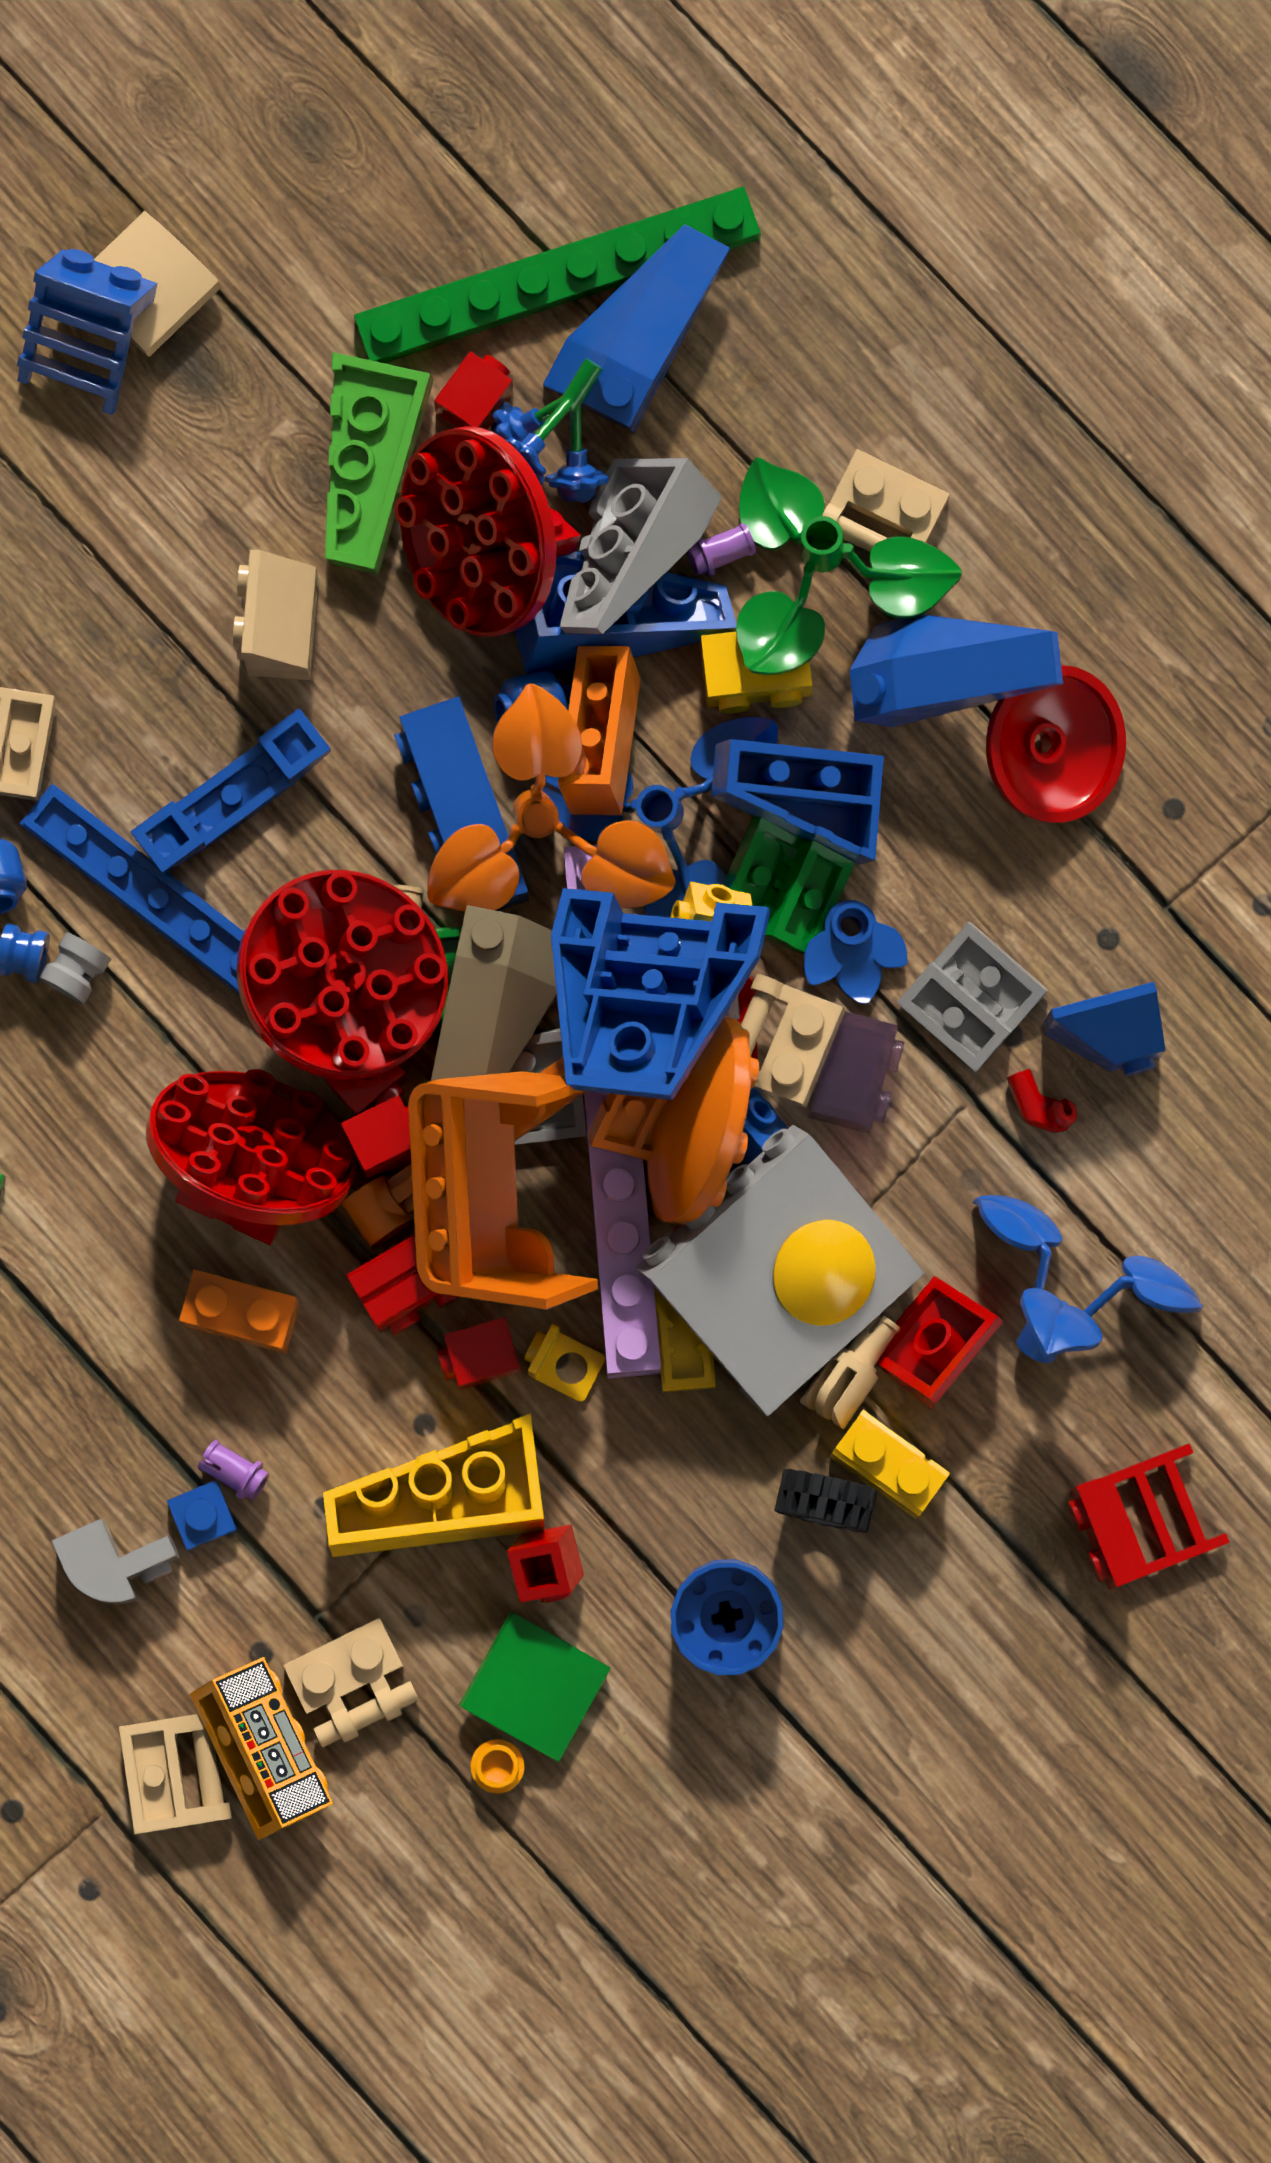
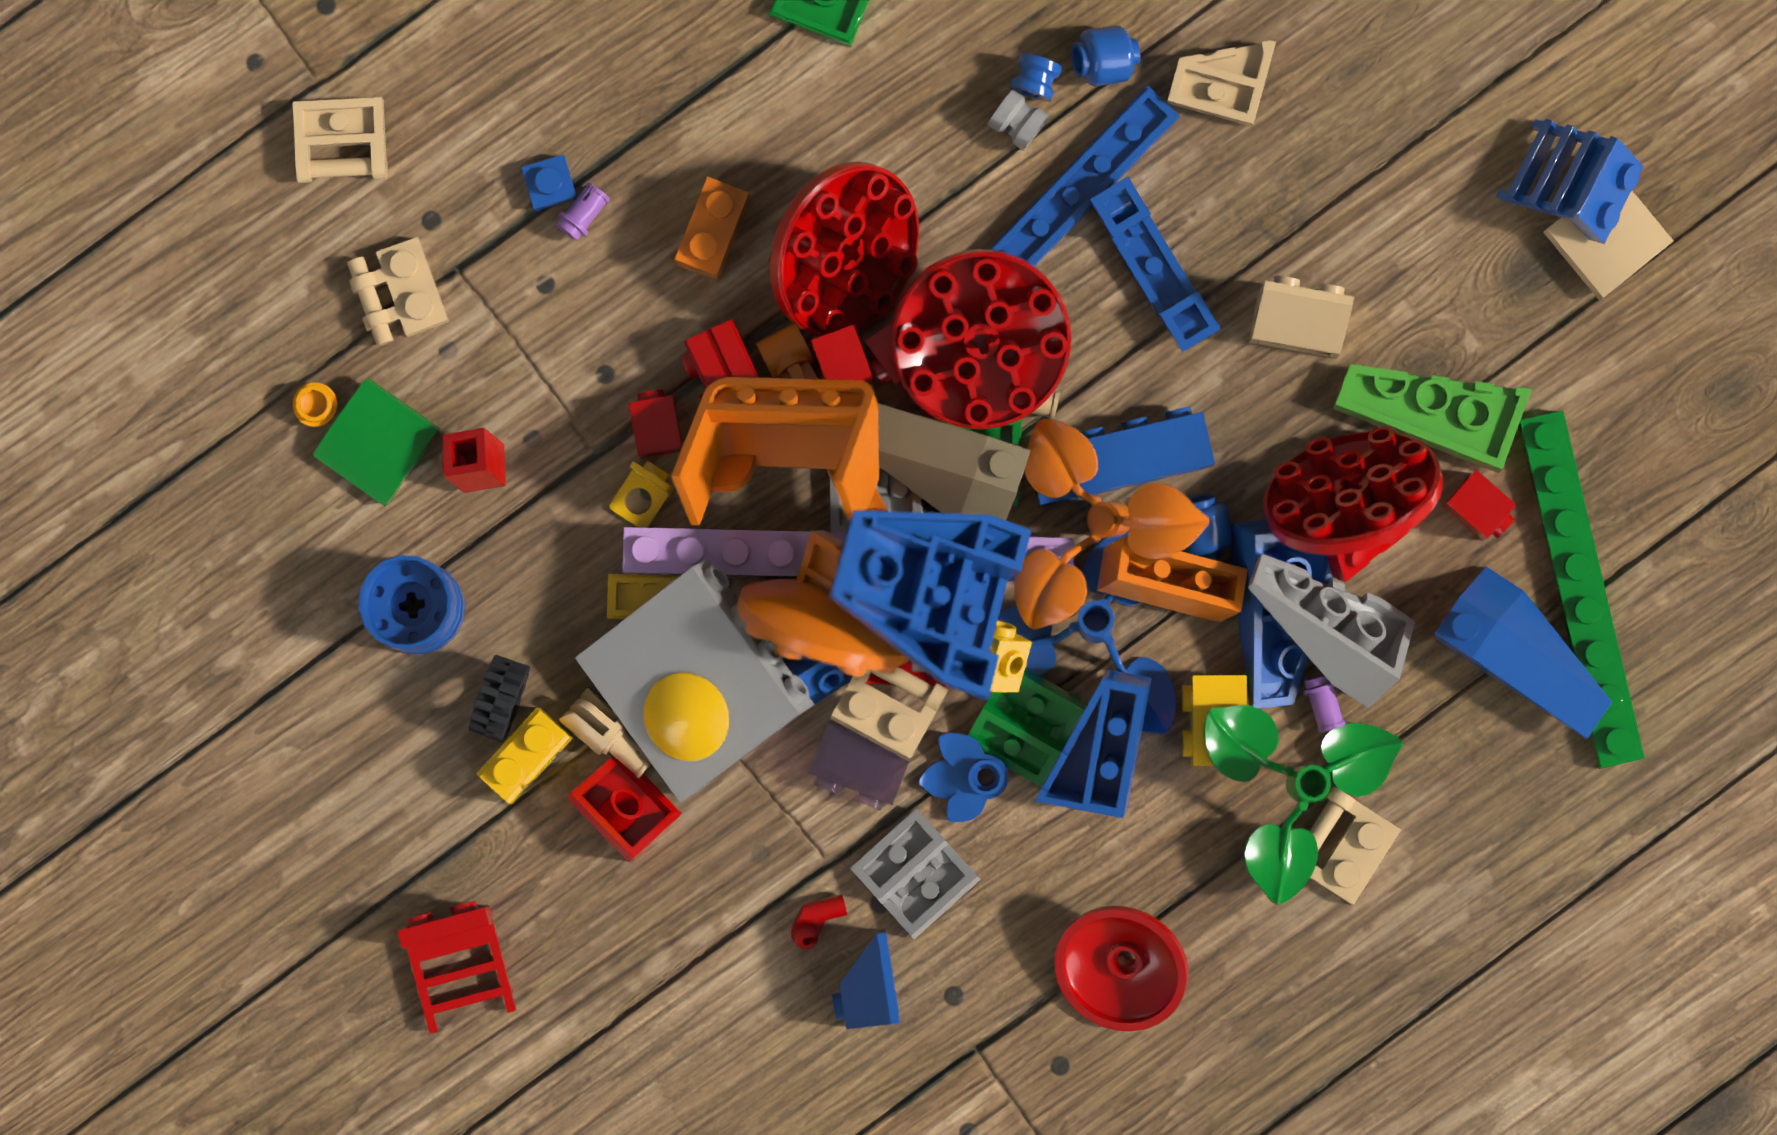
camera: 100 degrees right, 5 degrees up
(99, 1569) = (511, 93): light grey brick -> none
(261, 1748) = (349, 212): brick -> none
(442, 1496) = (540, 387): yellow wedge -> none
(576, 478) = (1441, 538): blue plant -> none
(947, 665) = (1197, 881): blue wedge -> none
(1052, 1323) = (622, 902): blue plant -> none

